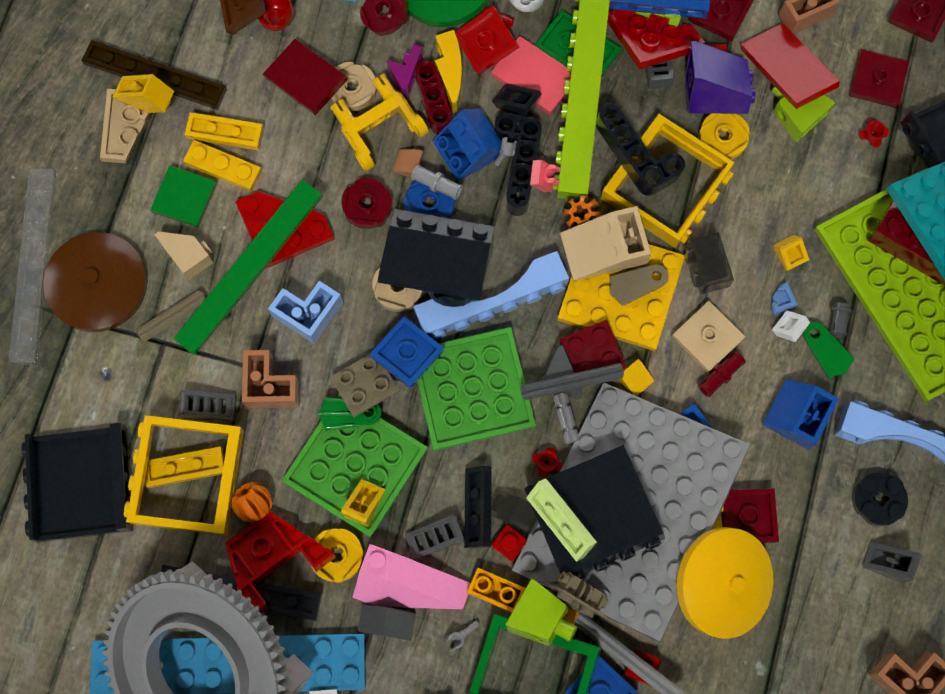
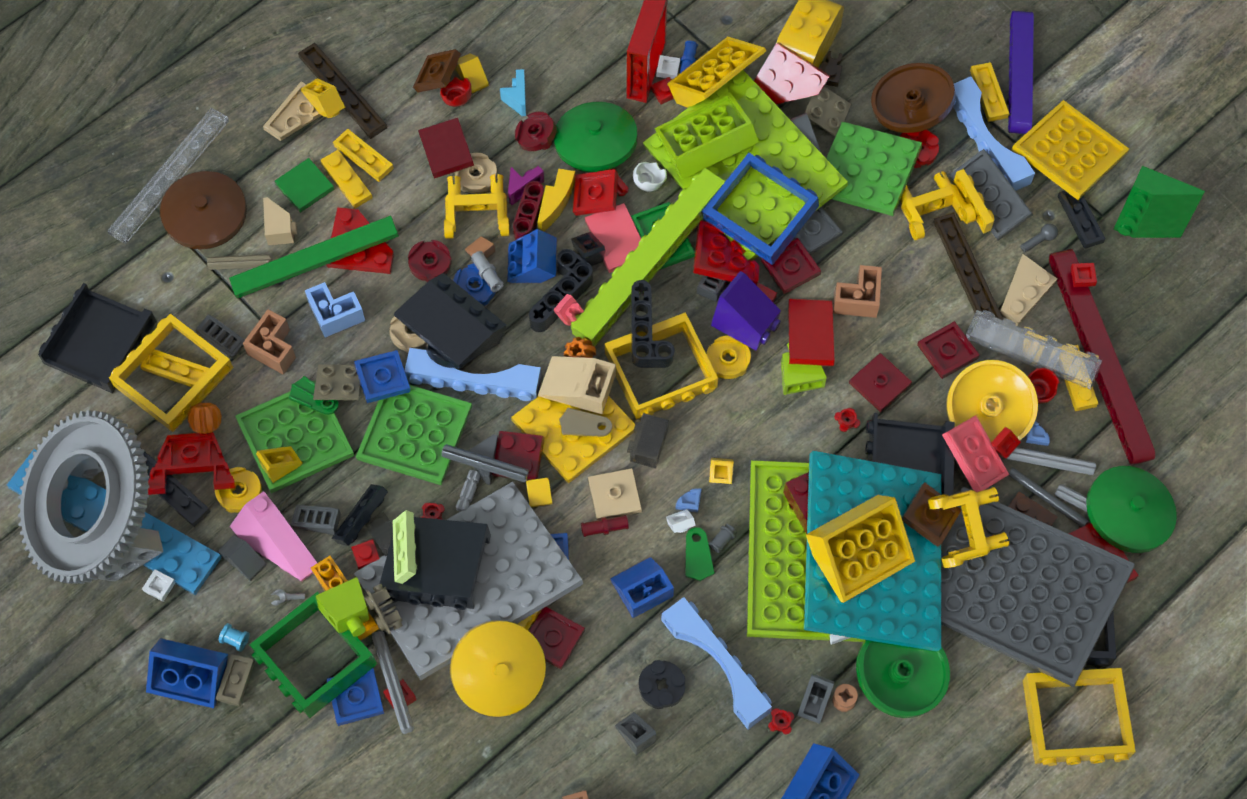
camera: 30 degrees right, 10 degrees down
(506, 149) = (554, 276): light grey hand -> none

